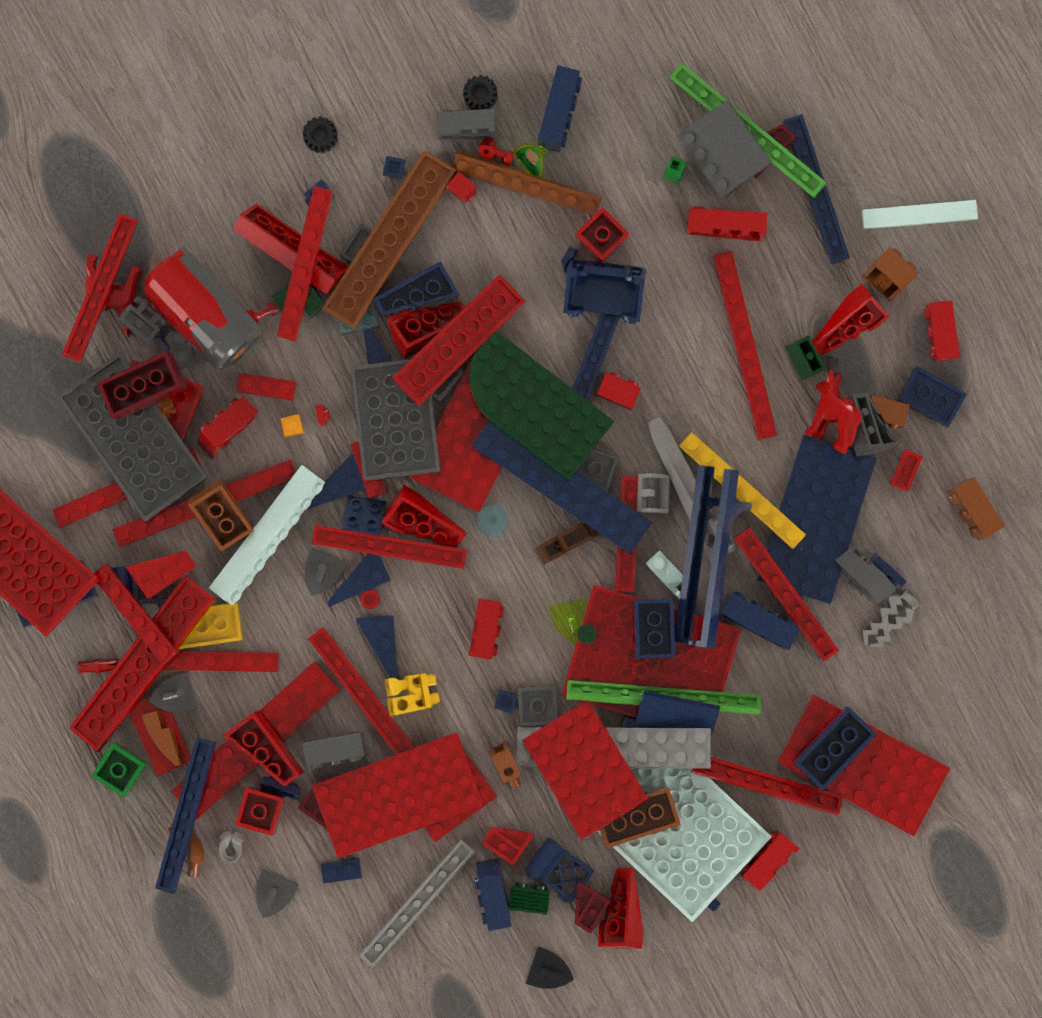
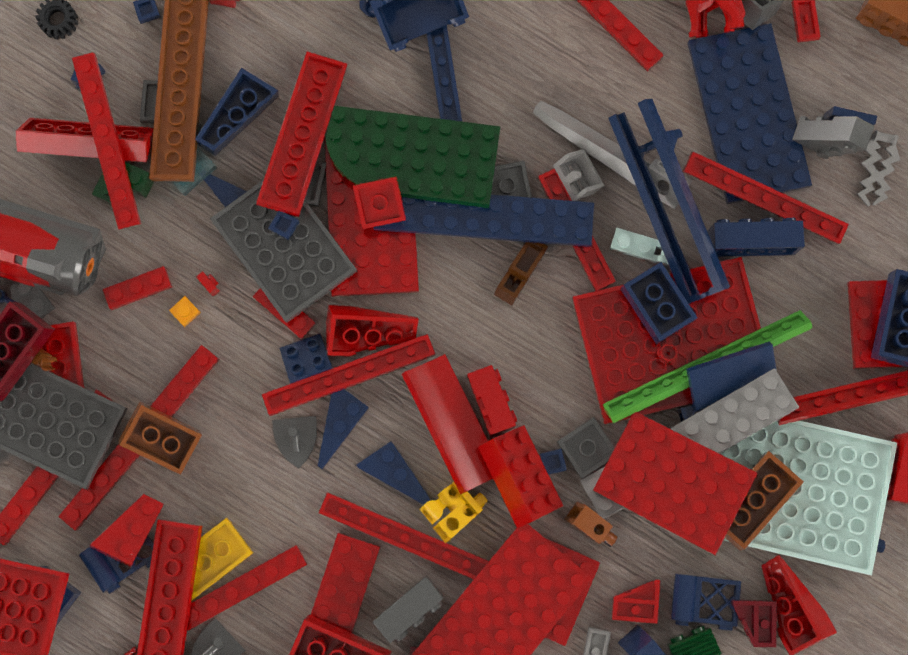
camera: 30 degrees left, 5 degrees down
(135, 614) = (127, 589): red plate -> none
(226, 425) = (117, 347): red wedge -> none
(267, 535) = (219, 433): light aqua brick -> none
(270, 309) = (100, 209): red bar -> none
(341, 483) = (265, 340): dark blue wing -> none
(370, 599) = (359, 438): red tile -> none
(403, 405) = (283, 225): none -> dark blue plate
(417, 328) = (254, 147): red wedge -> none
(446, 629) = (450, 421): none -> red arch
(474, 698) = (520, 476): none -> red brick
(485, 430) = (379, 202): none -> red plate
(492, 511) = (436, 281): clear light blue piece -> none
(569, 618) = (567, 344): clear neon green shield -> none
(586, 634) = (594, 348): dark green piece -> none
(619, 391) = (487, 97): red brick -> none
(745, 492) = (692, 129): yellow plate -> none

